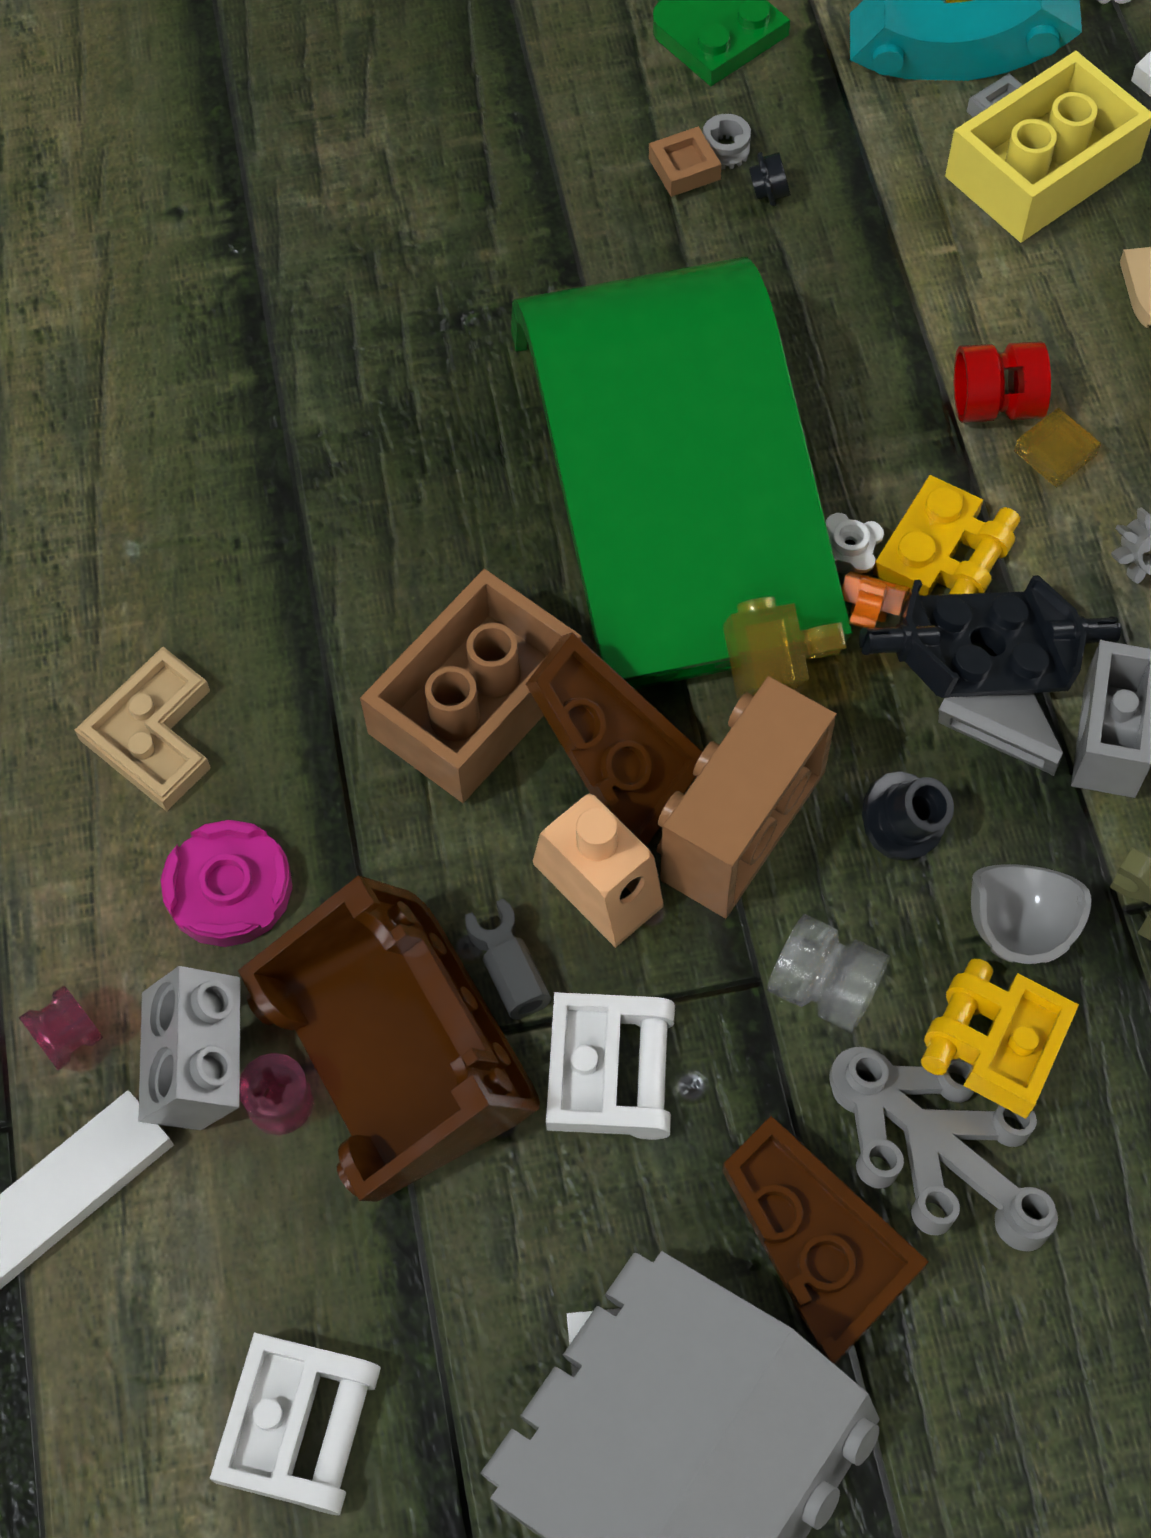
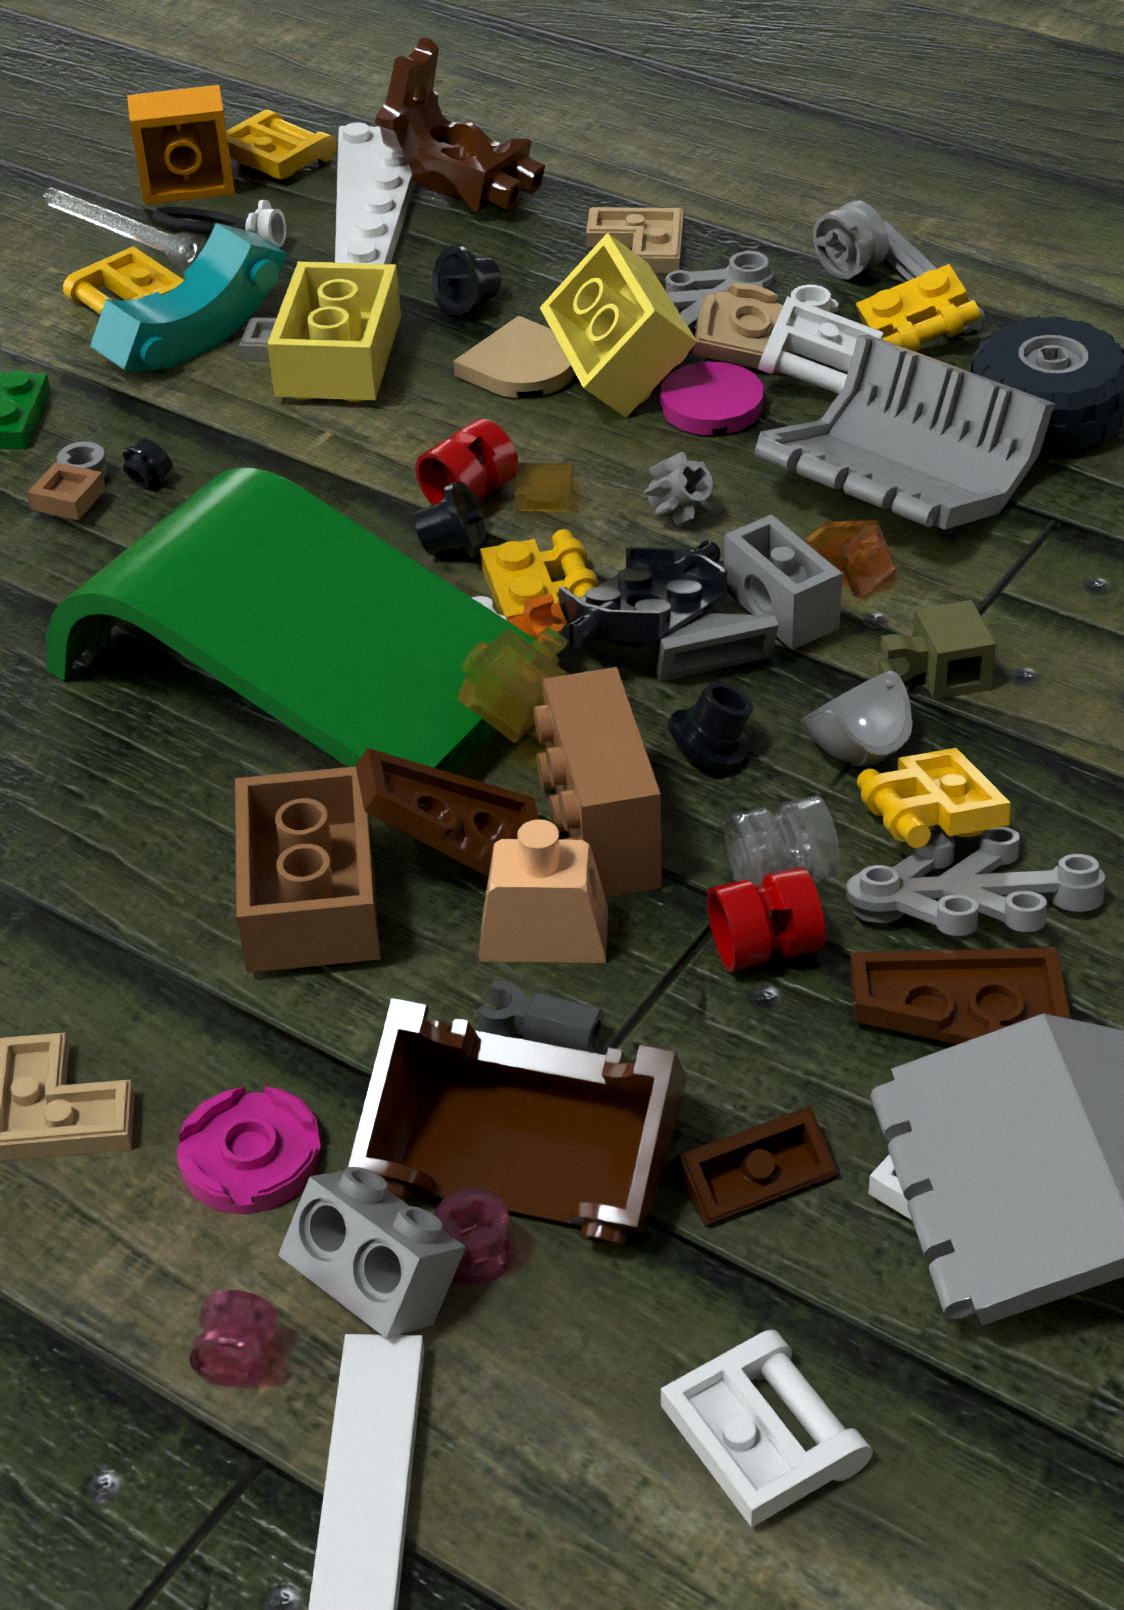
camera: 45 degrees left, 20 degrees down
(519, 1218) = (754, 1166): none -> reddish brown slope
(587, 1063) = (667, 1016): white plate -> none
(741, 1028) = (743, 921): none -> red wheel
(932, 433) = (452, 523): none -> black piece

